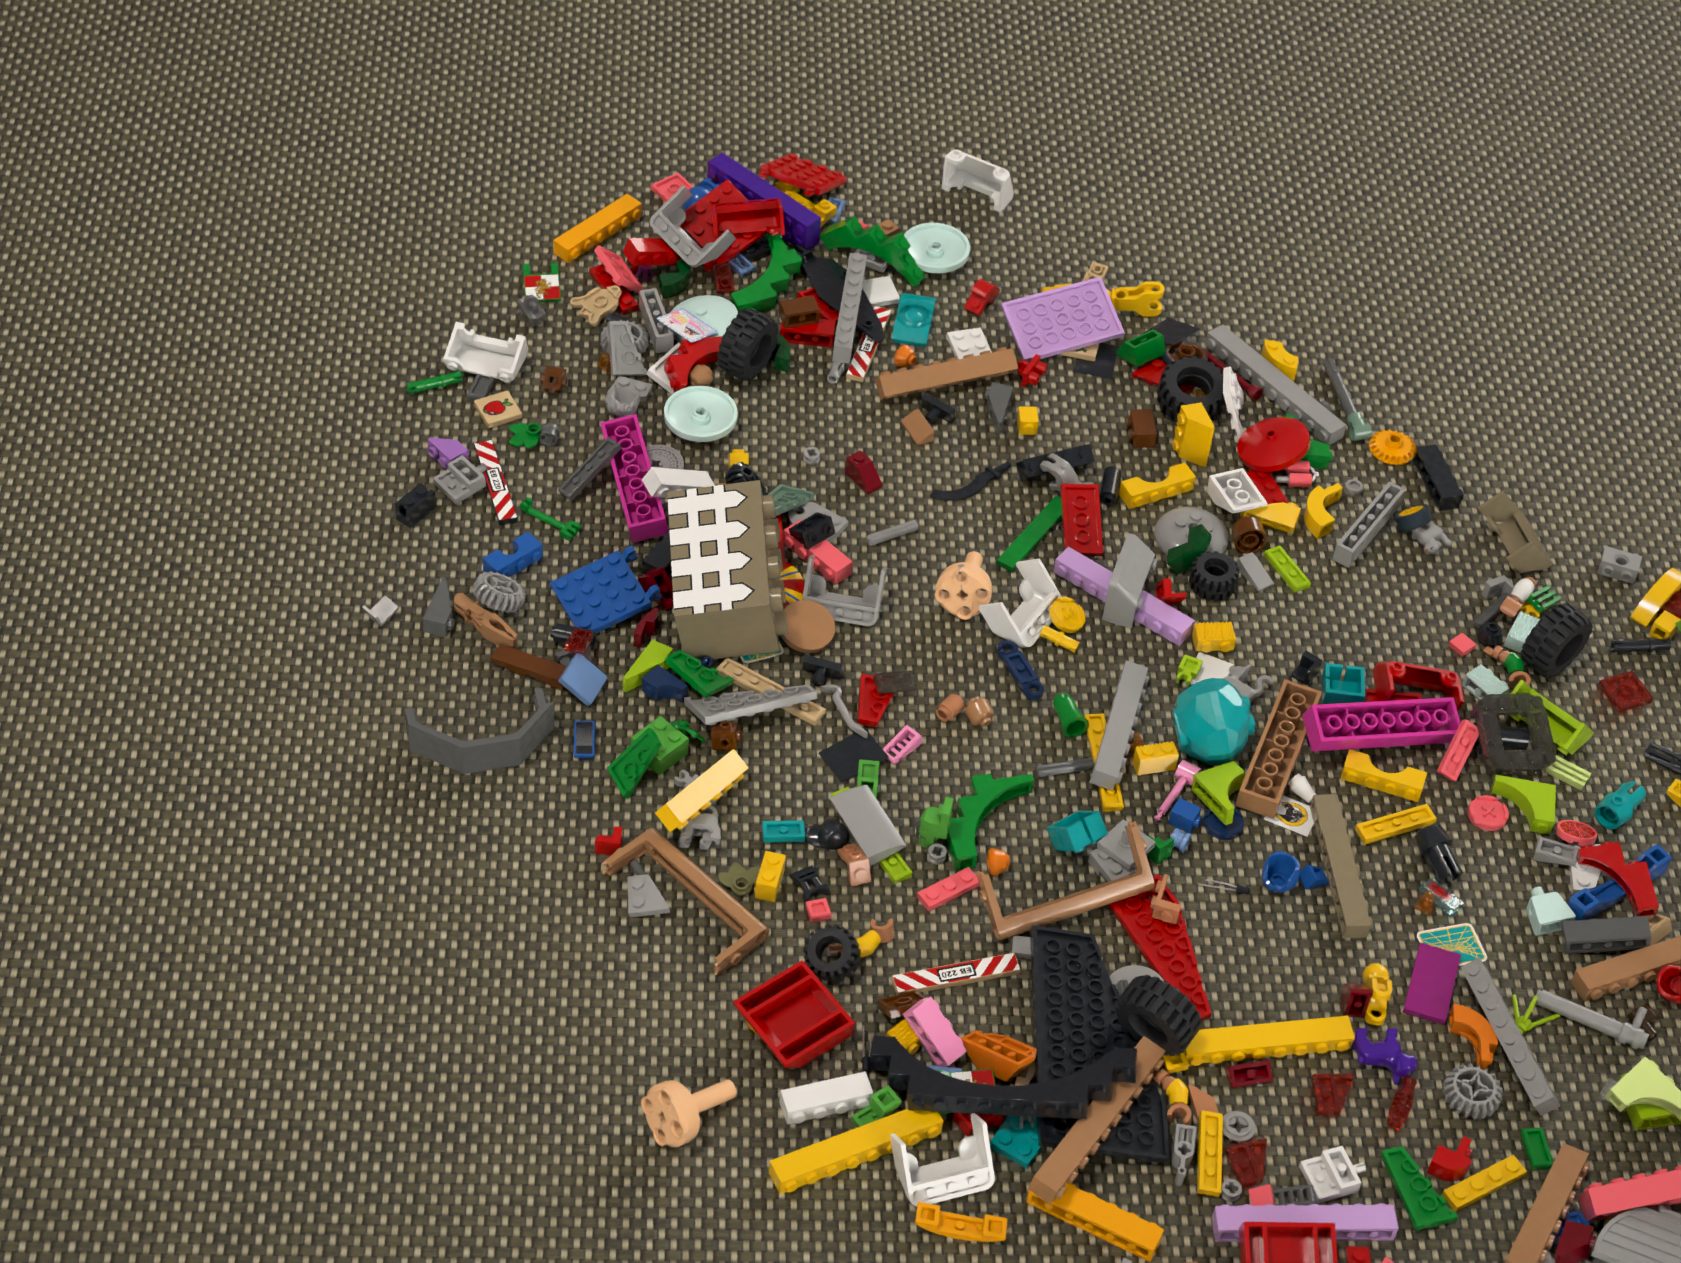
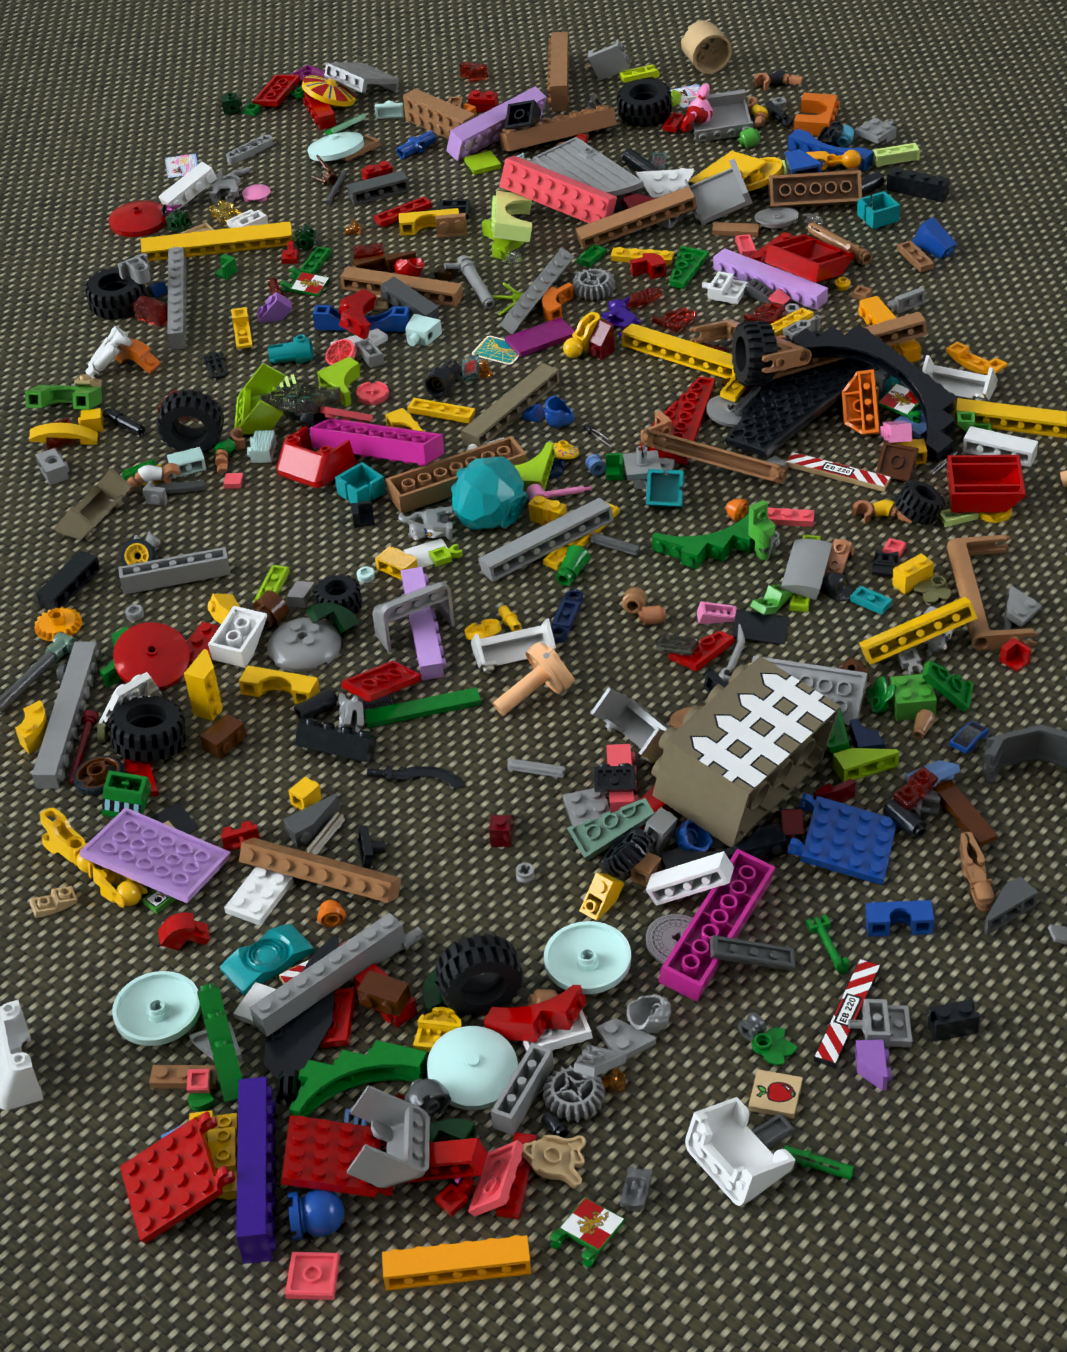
camera: 130 degrees left, 5 degrees down
(499, 592) = (945, 880): light grey gear -> none
(560, 379) = (692, 1080): reddish brown brick -> none
(630, 727) = (923, 722): none -> medium nougat cone
(687, 325) = (506, 1046): clear sticker -> none
(706, 280) = (428, 1095): none -> dark grey cylinder
(748, 217) = (289, 1111): red windscreen -> none
(918, 427) = (402, 845): medium nougat slope -> none
(979, 407) = (326, 833): none -> dark tan axle
(1165, 594) = (395, 587): red panel -> none
(1174, 330) = (77, 802): black sticker -> none
(1179, 1065) = (788, 354): none -> medium nougat piece
(1185, 816) = (573, 474): blue brick -> none
(1225, 849) = (565, 450): none -> yellow dish
(1229, 616) = (365, 574): none -> light aqua tile
(1315, 516) = (187, 608): yellow arch -> none
(1490, 634) = (207, 473): black cone -> none

